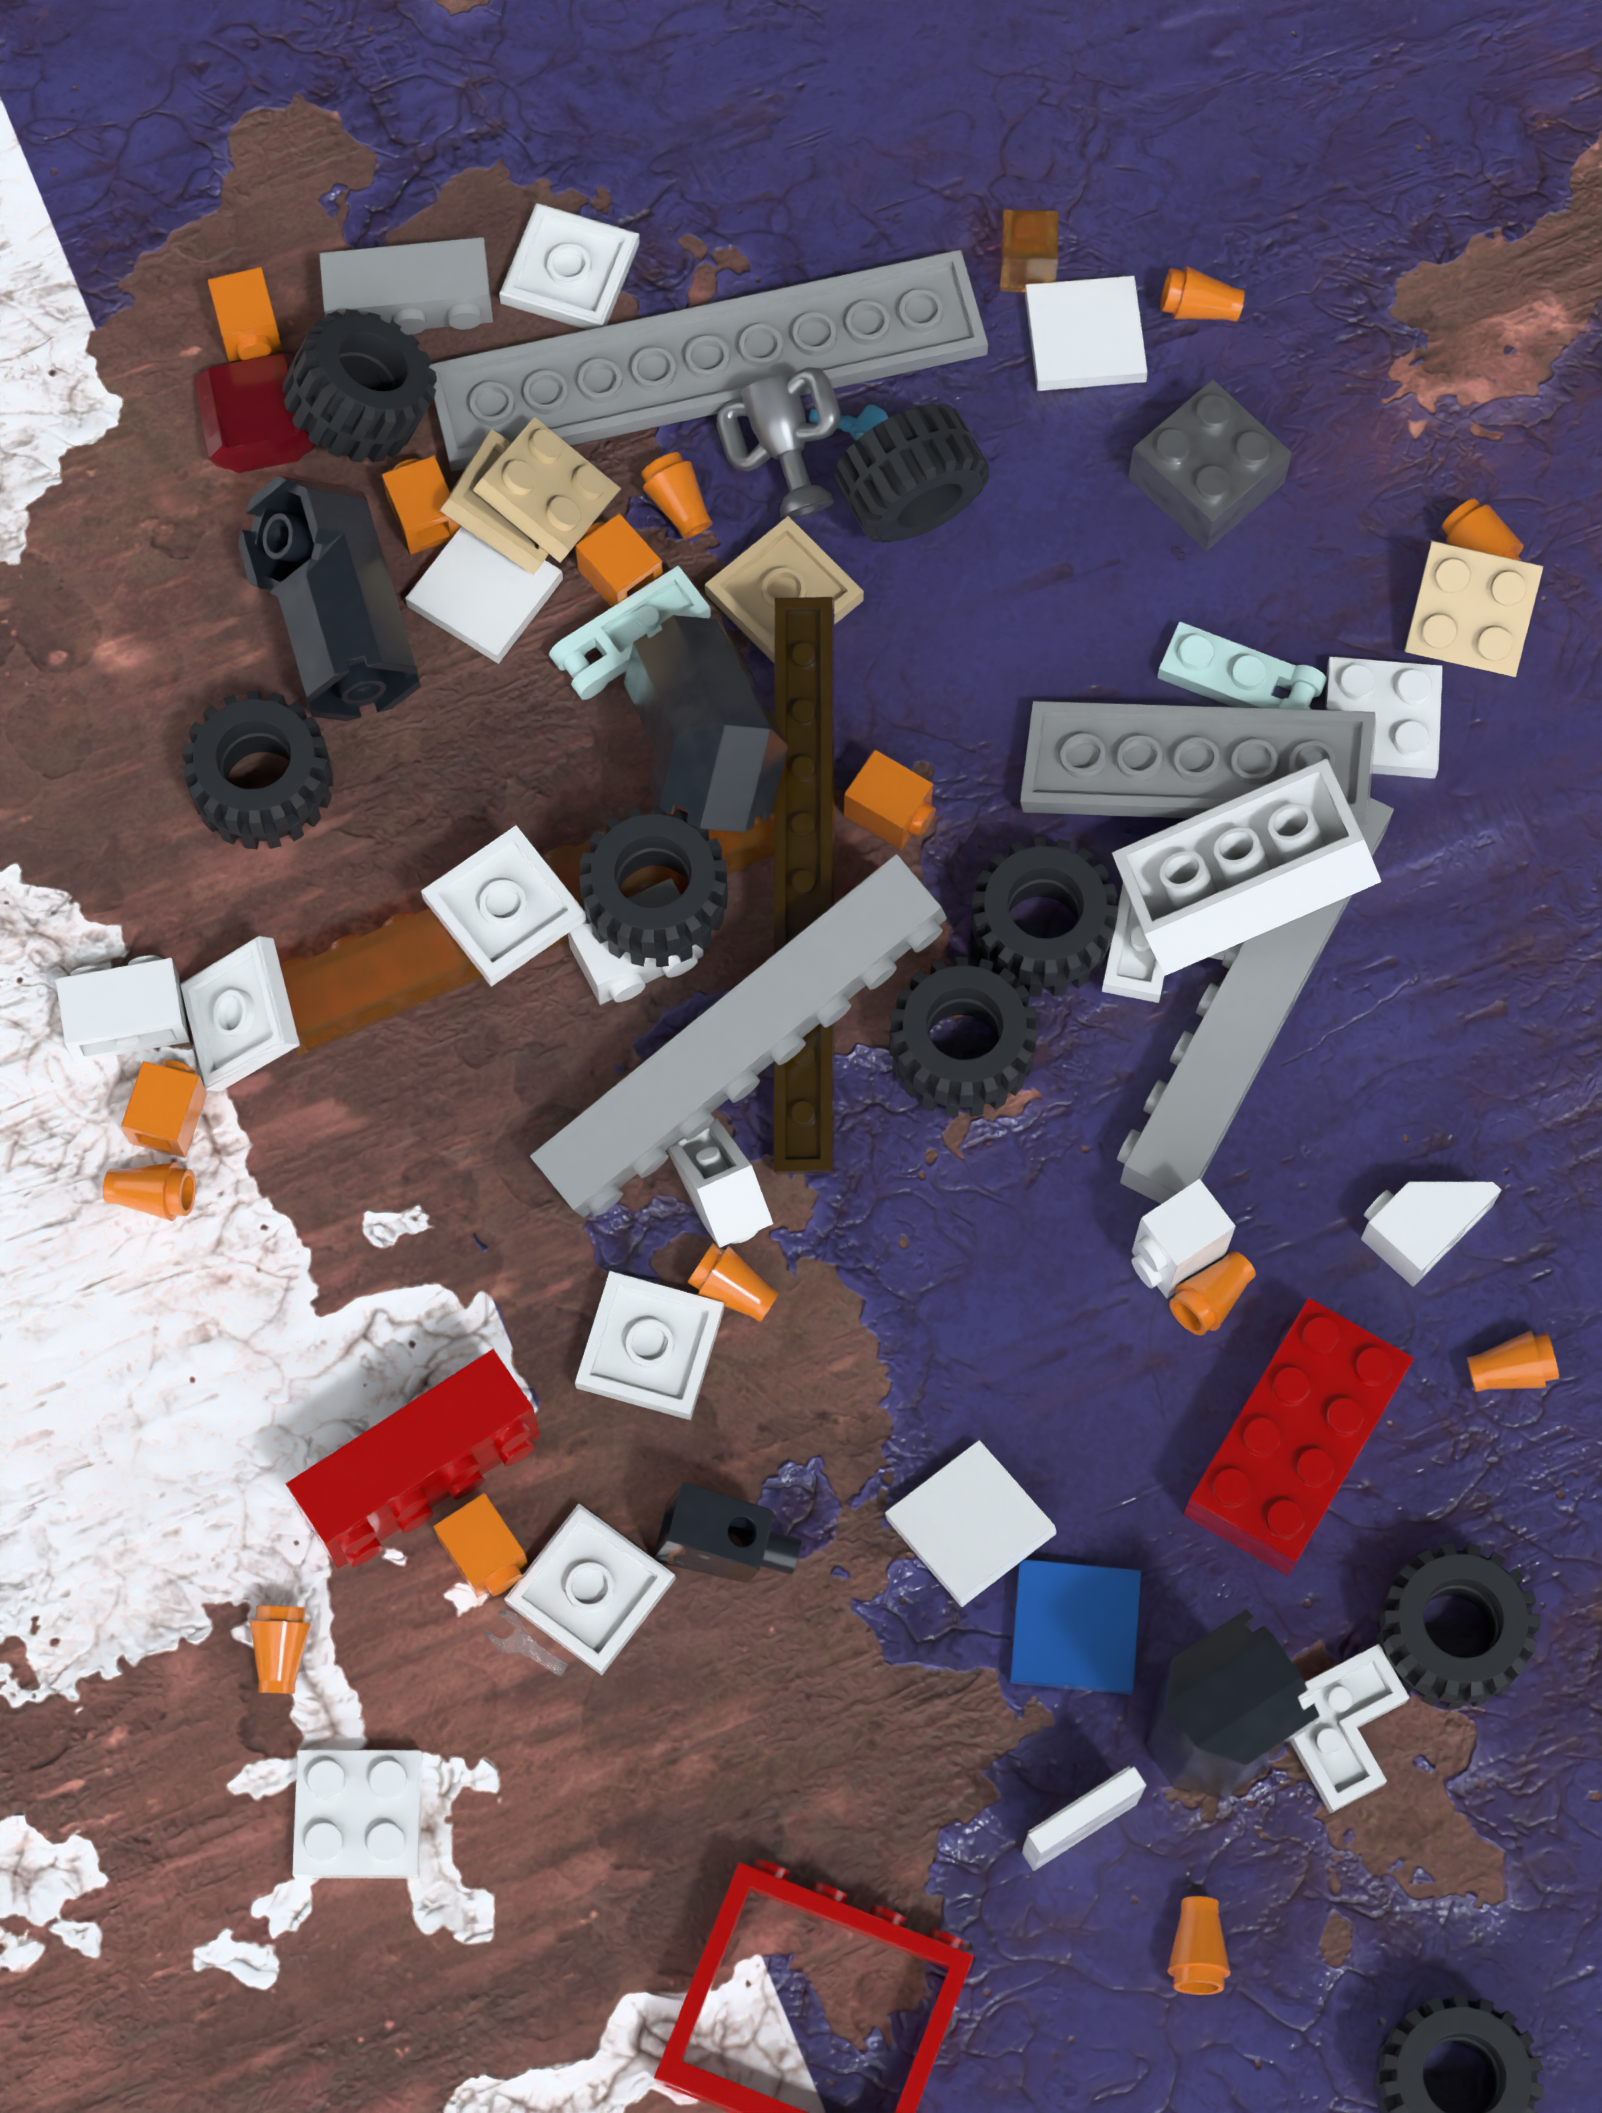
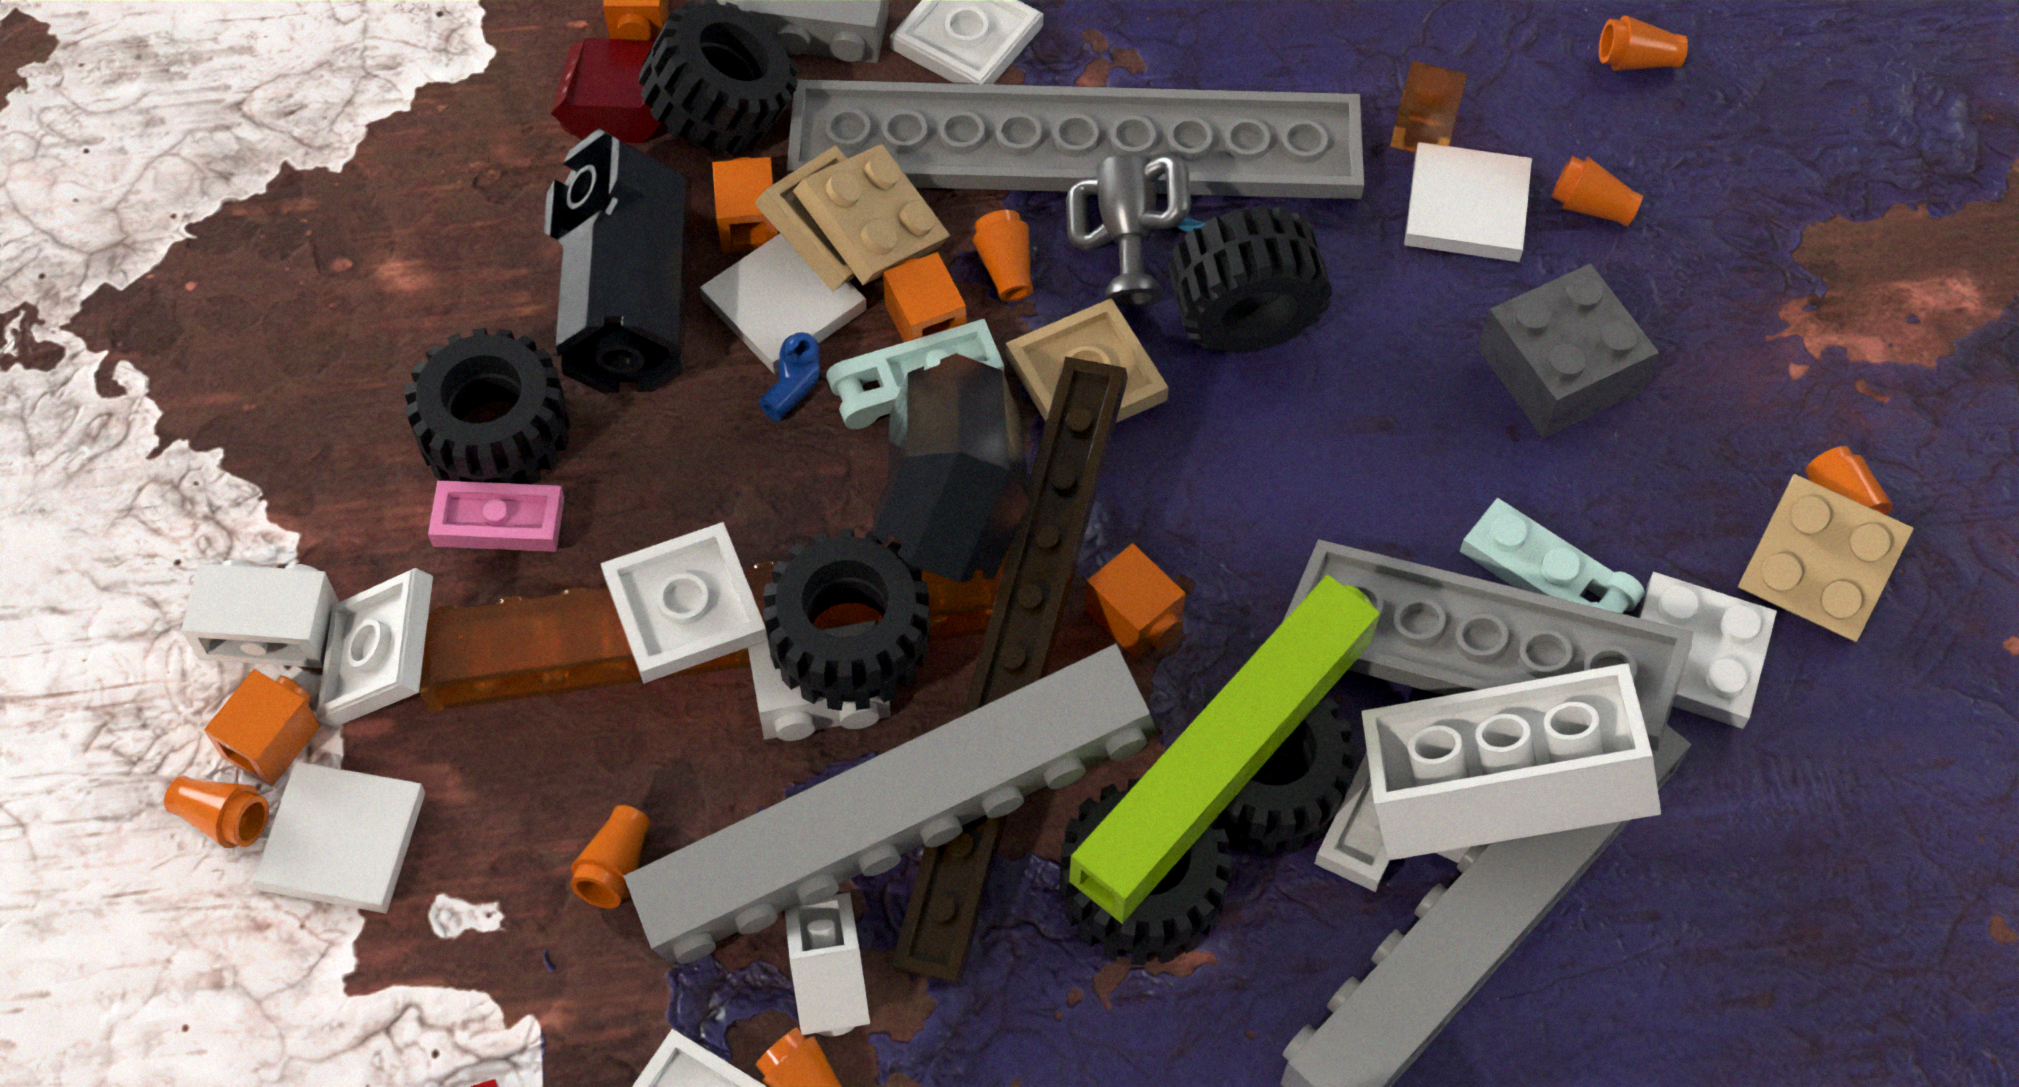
camera: 15 degrees right, 10 degrees down
(264, 1185) = (340, 837): none -> white tile
(297, 865) = (496, 516): none -> bright pink plate
(507, 1143) = (609, 857): none -> orange cone
(522, 662) = (796, 375): none -> blue arm
(1009, 915) = (1224, 748): none -> lime brick
(1207, 132) = (1639, 45): none -> orange cone

